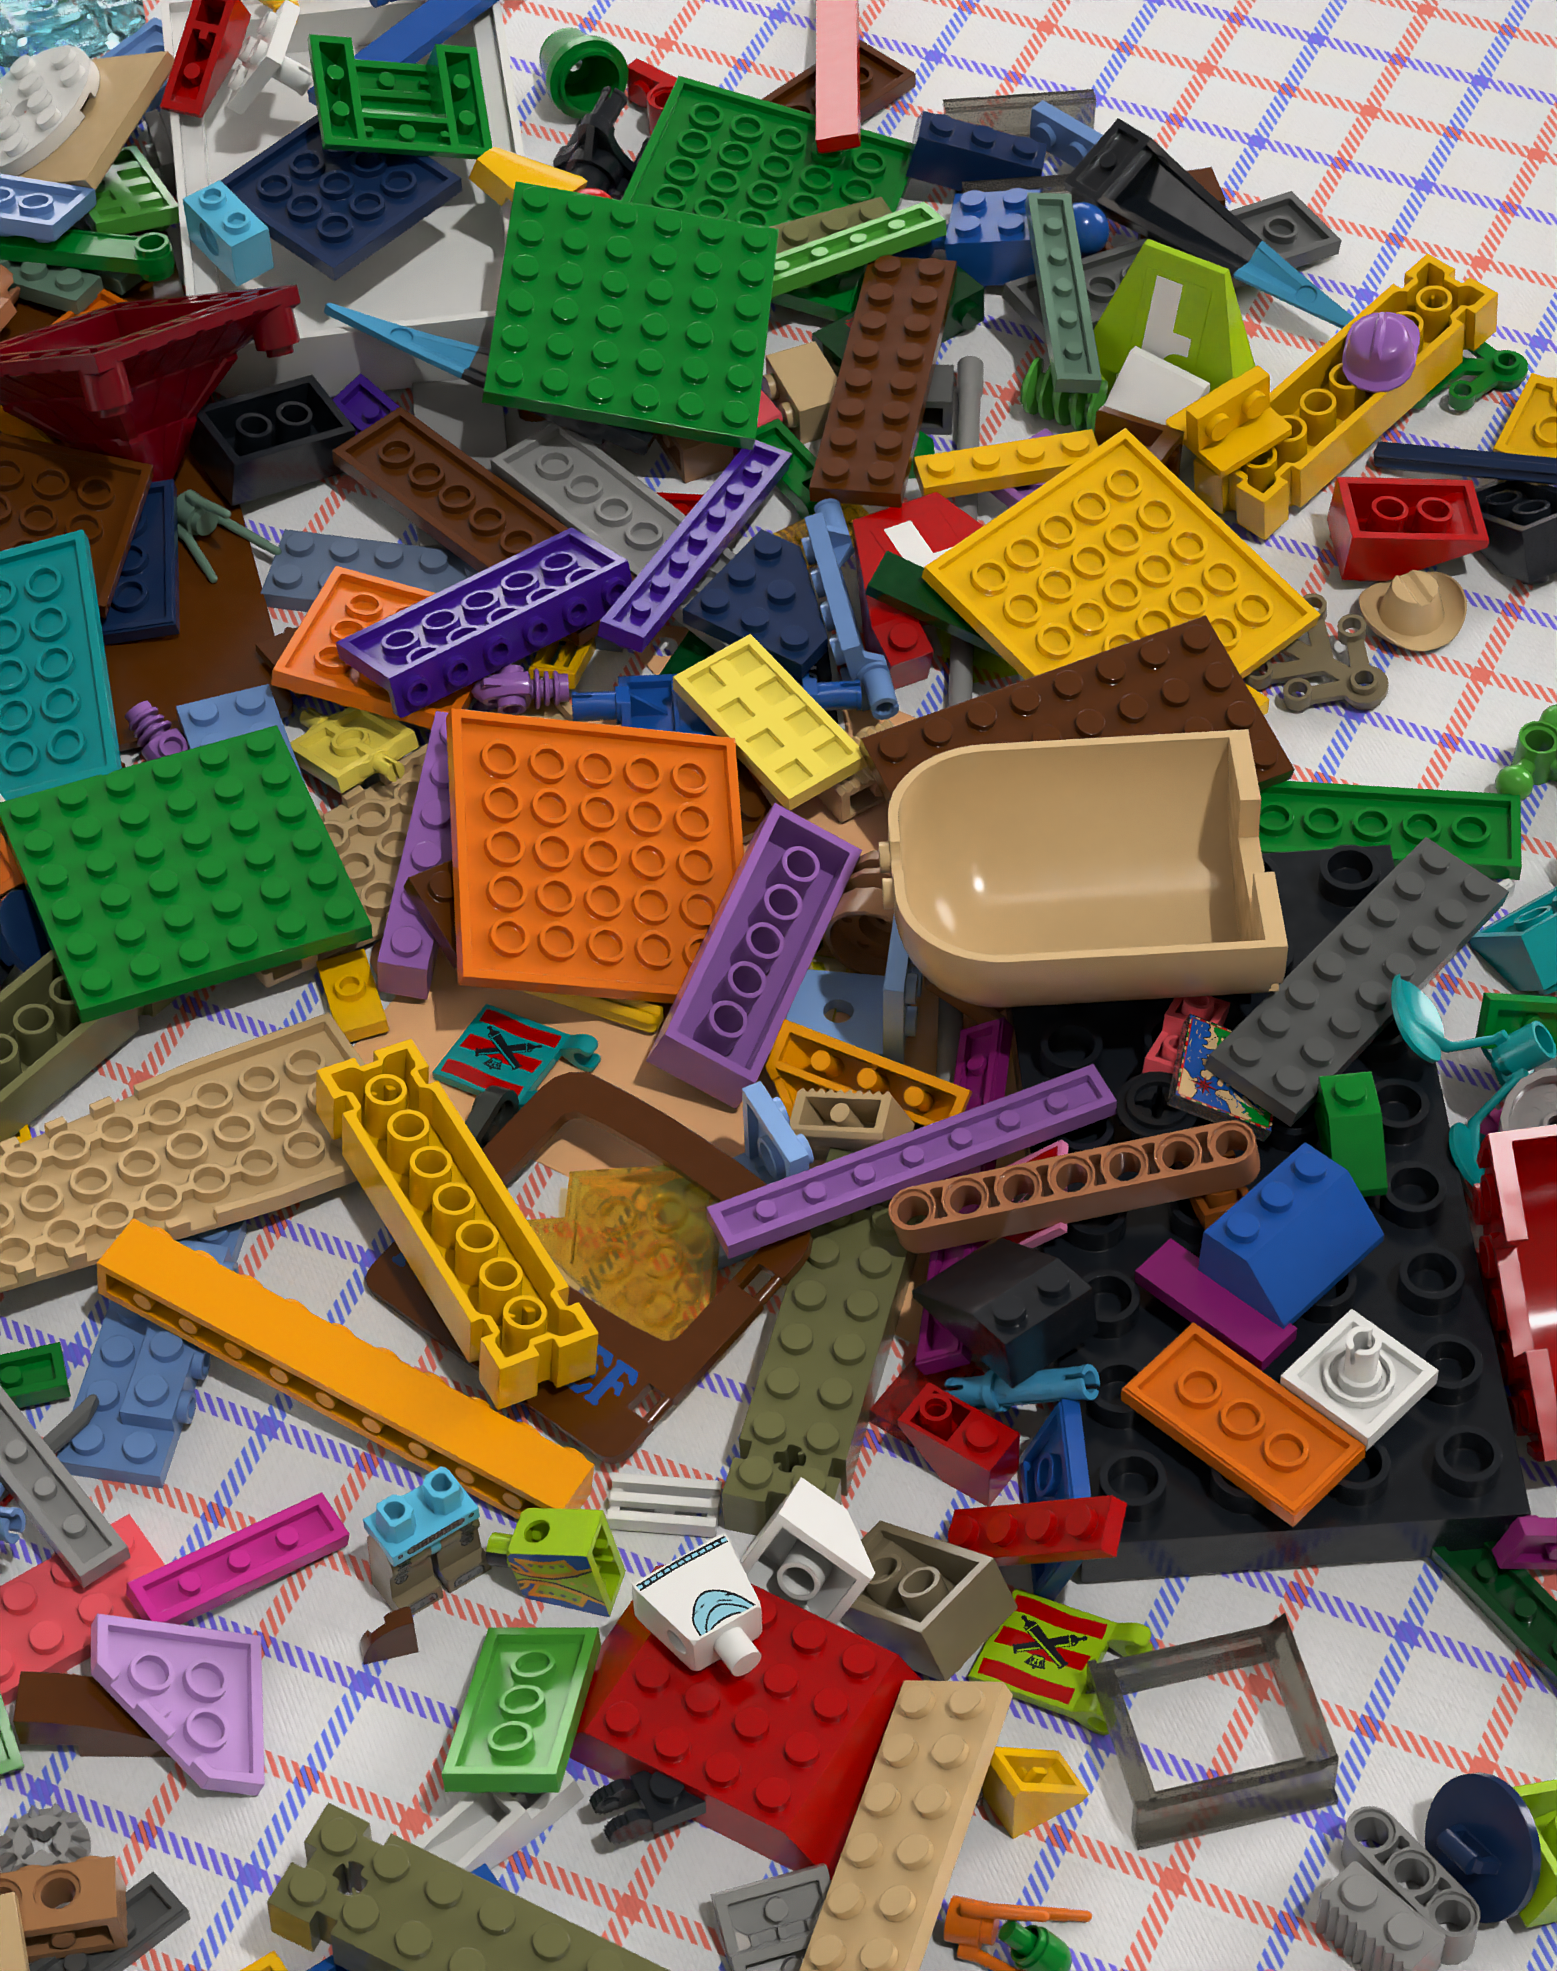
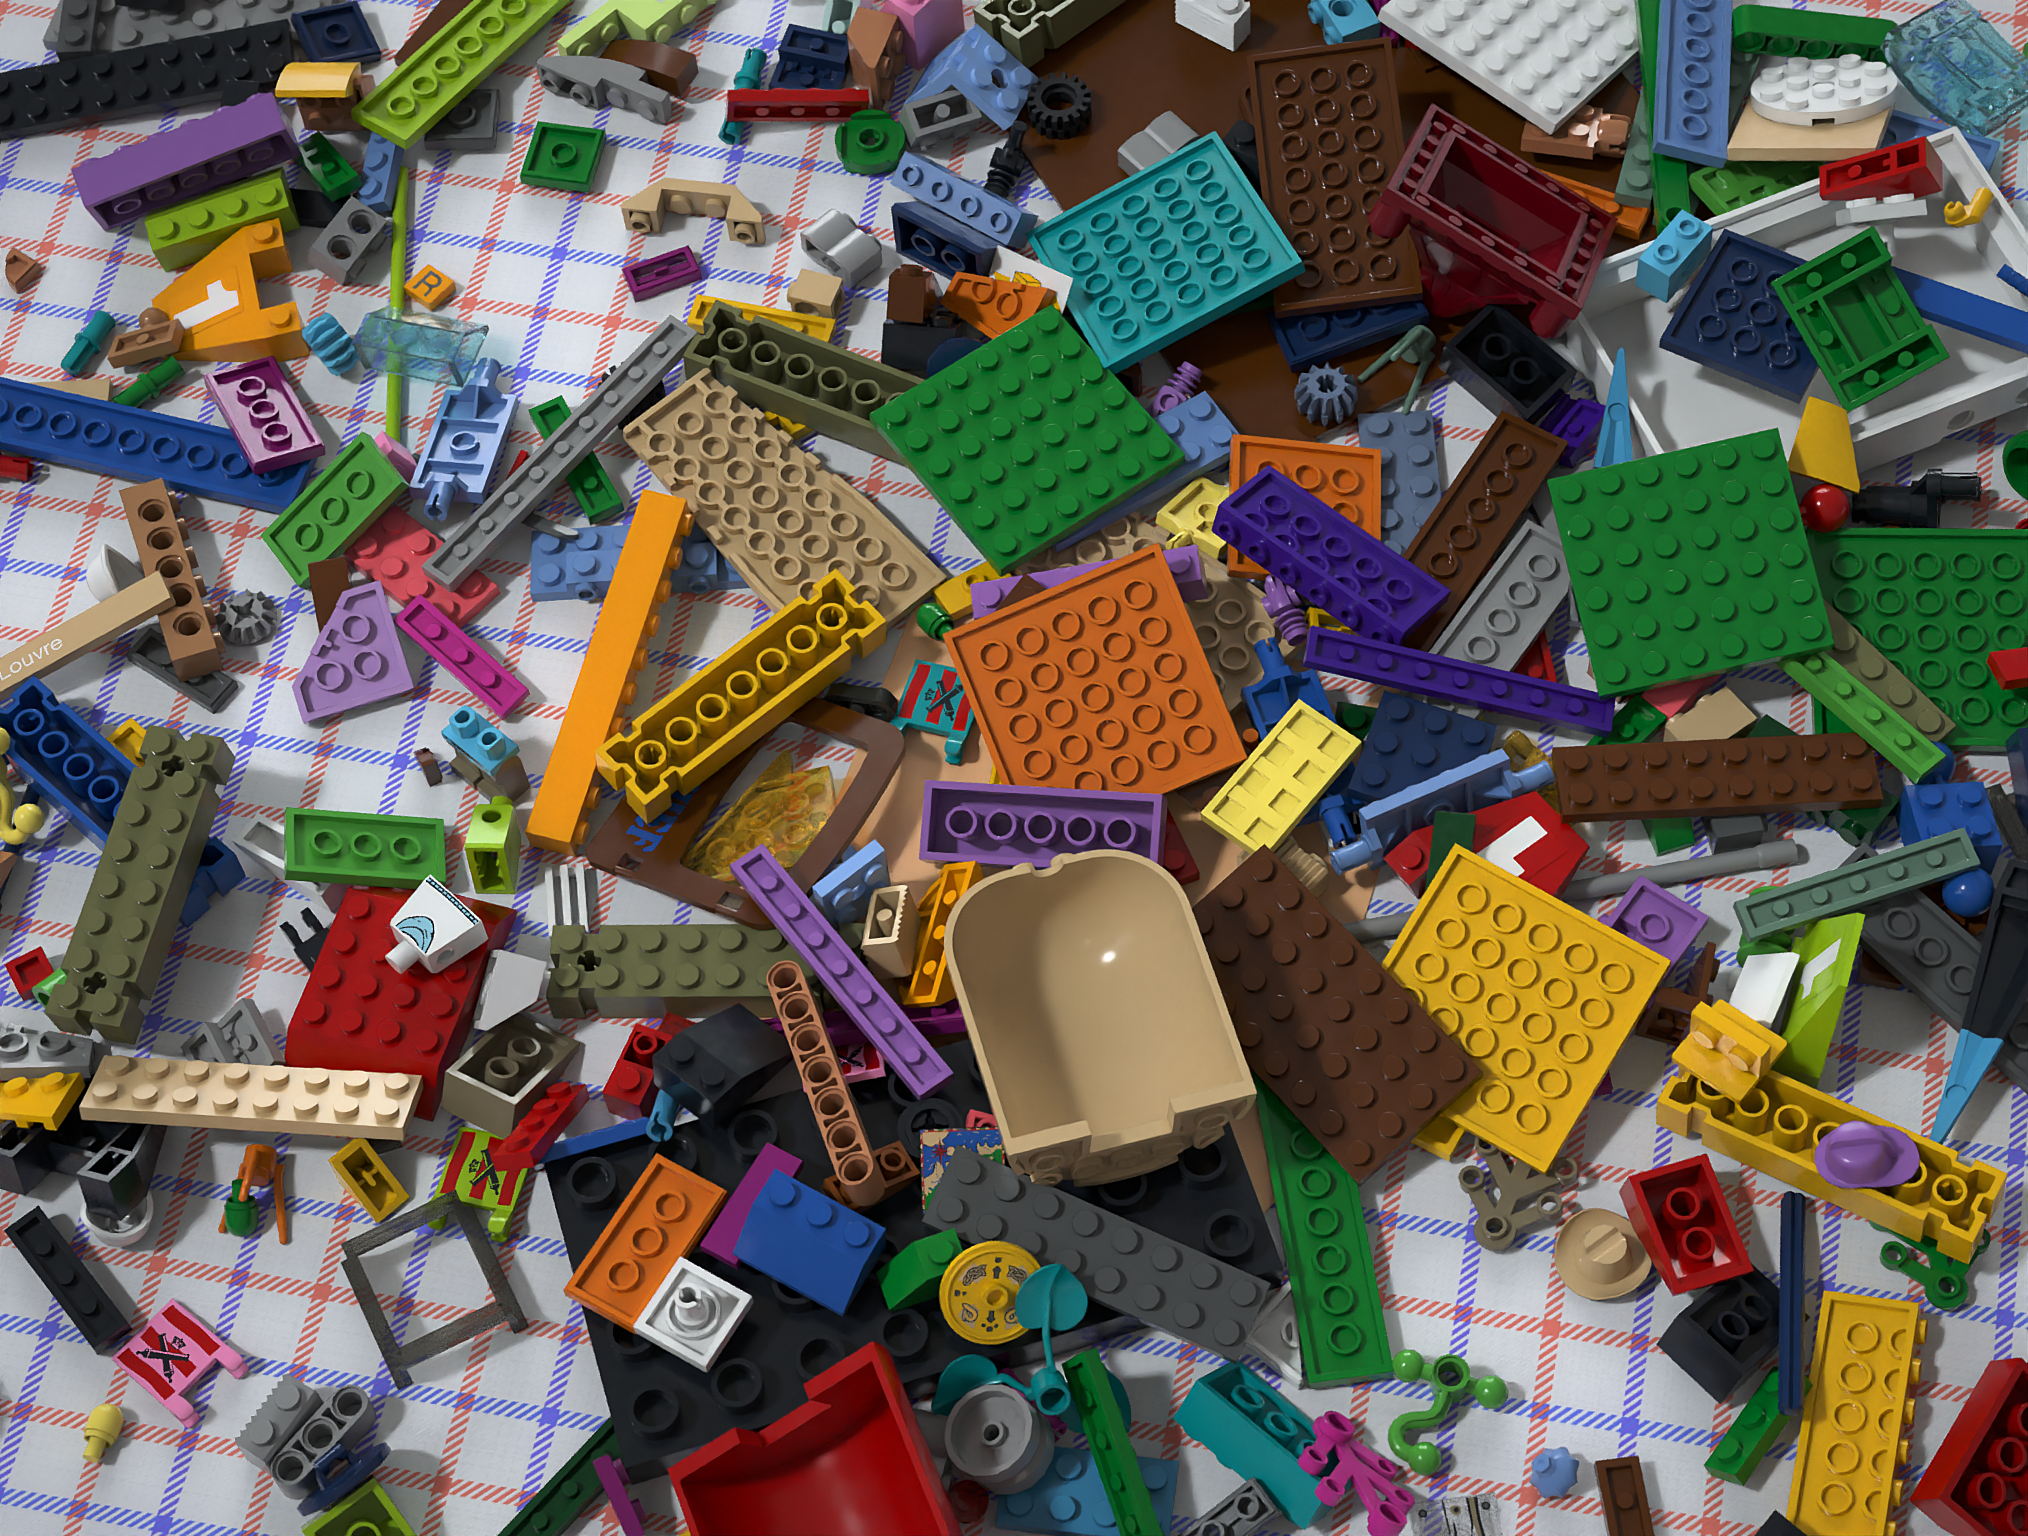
camera: 80 degrees right, 10 degrees up
(231, 602) = (1326, 394): none -> sand blue gear
(388, 1033) = (934, 620): none -> green cylinder
(1001, 464) = (1645, 894): yellow plate -> none
(1397, 1072) = (981, 1291): none -> yellow shield

